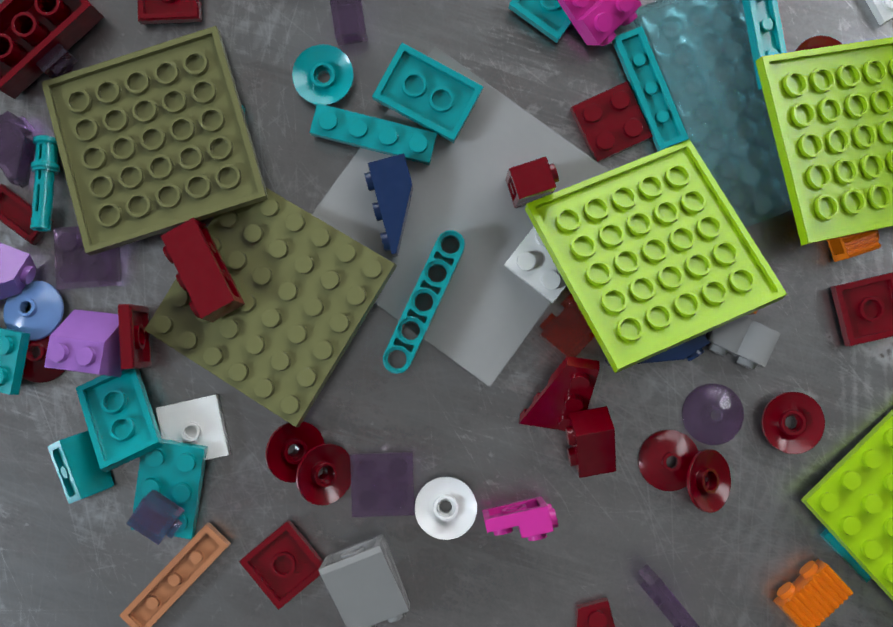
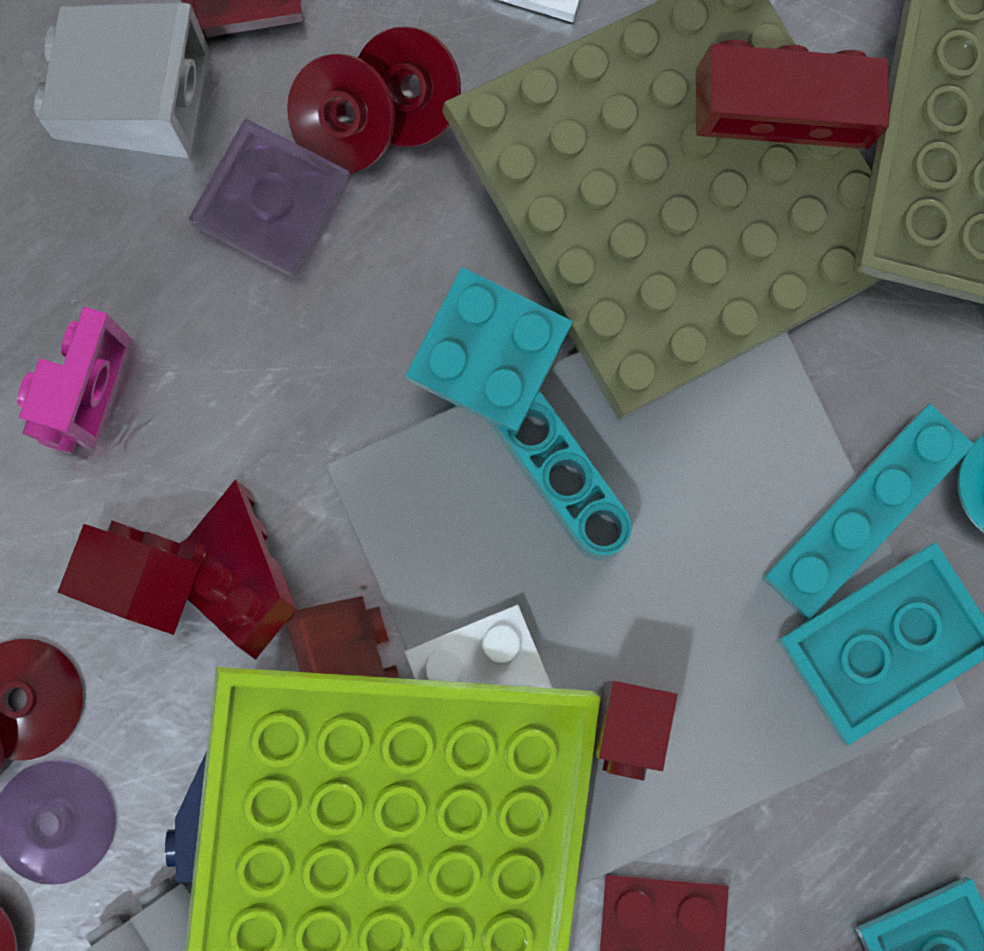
camera: 115 degrees right, 5 degrees down
(393, 191) = (747, 485): dark blue slope -> none
(400, 339) = (489, 350): none -> teal plate
(453, 522) = (151, 255): white dish -> none

